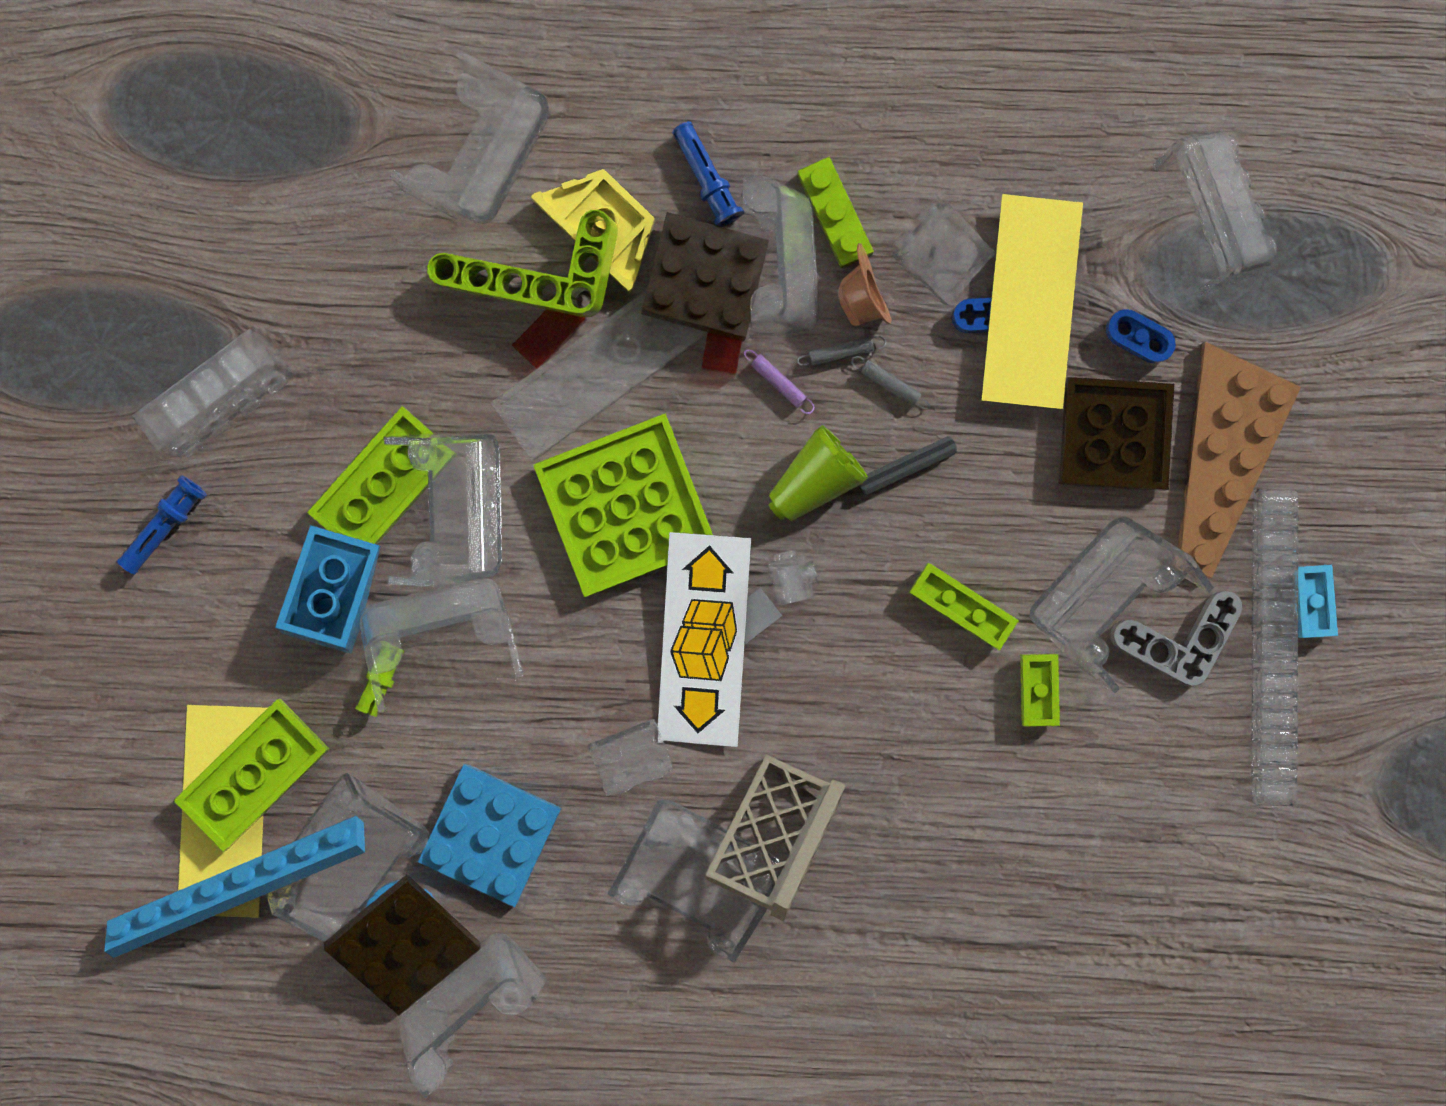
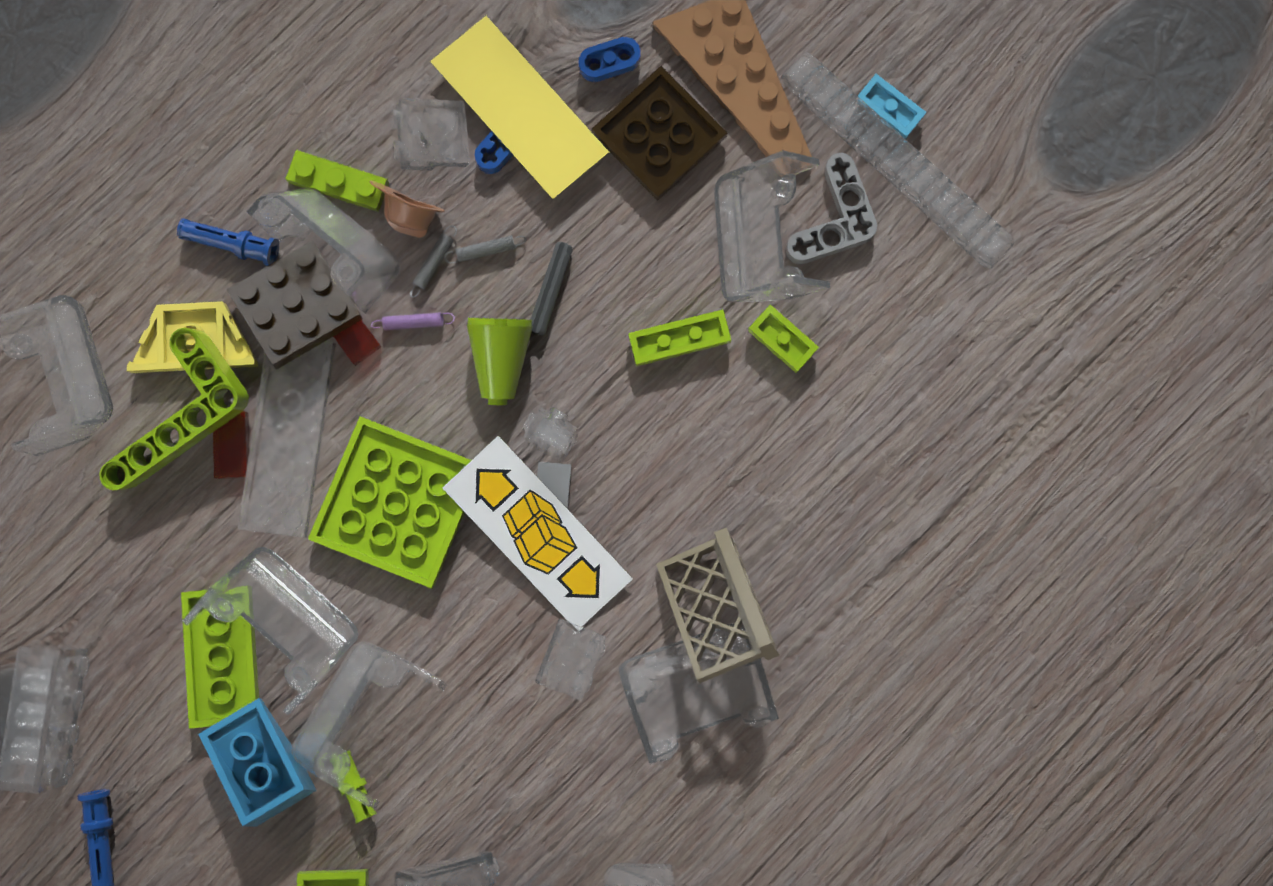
camera: 45 degrees left, 5 degrees down
(489, 835) = (533, 810): dark azure plate -> none

